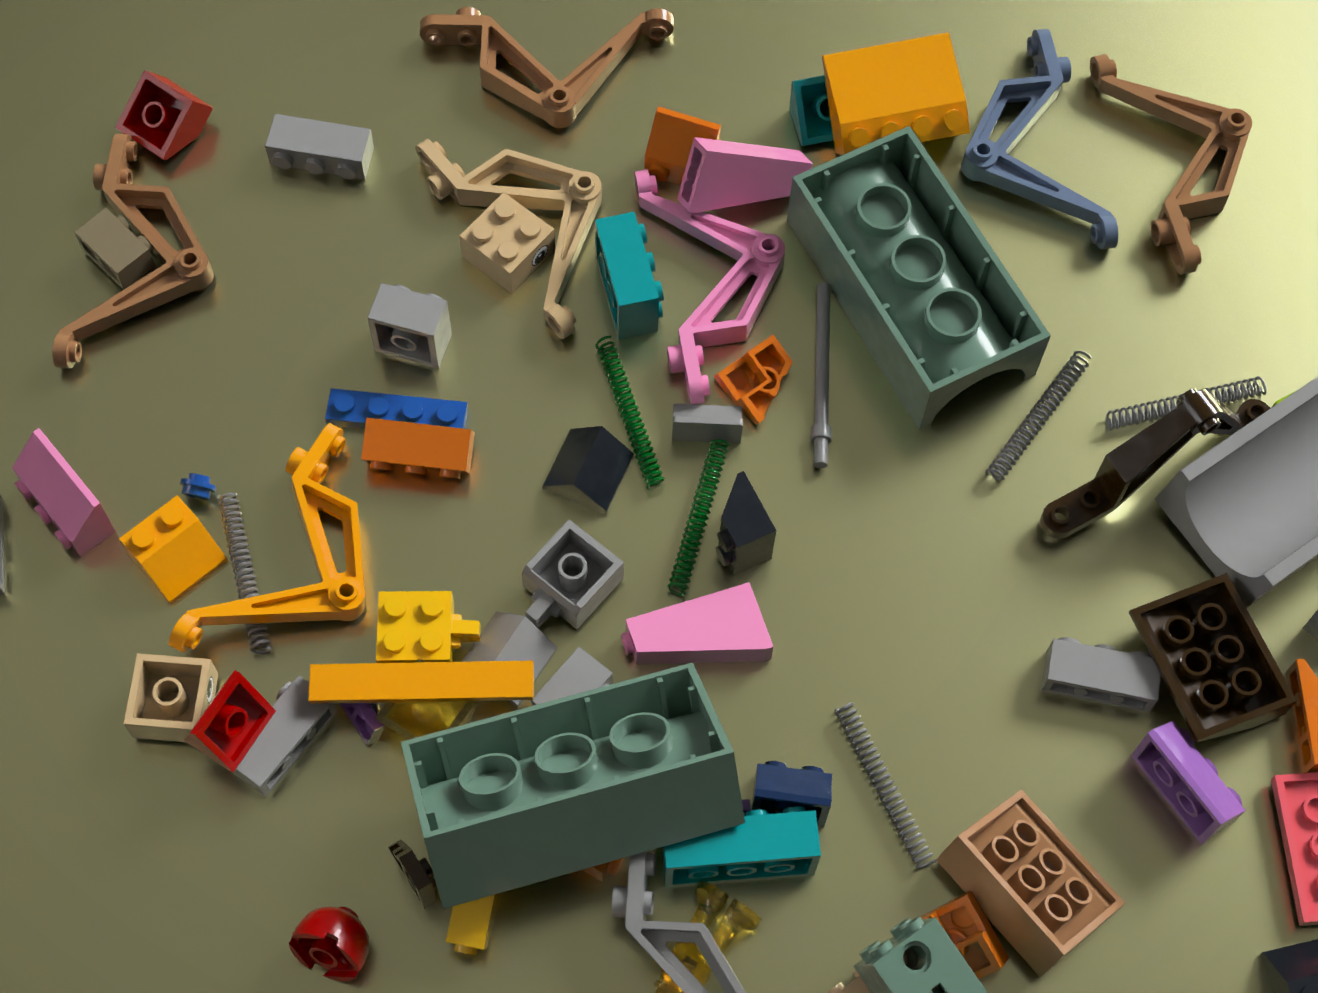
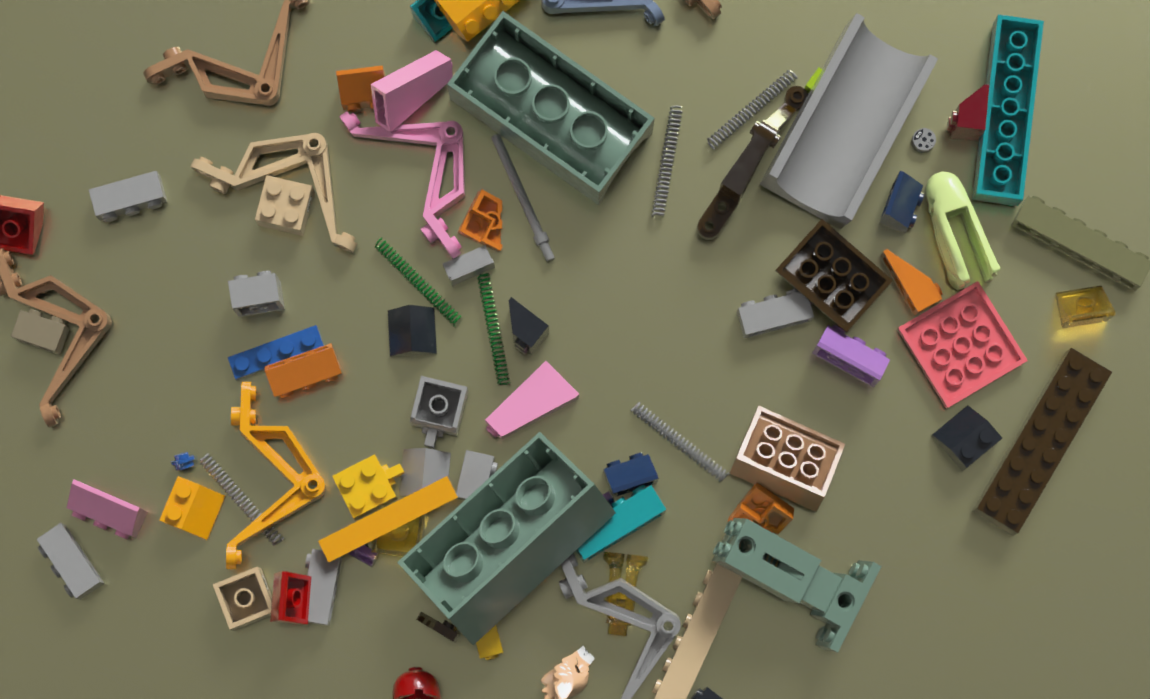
camera: 25 degrees left, 15 degrees up
(628, 275) = (373, 193): teal brick -> none

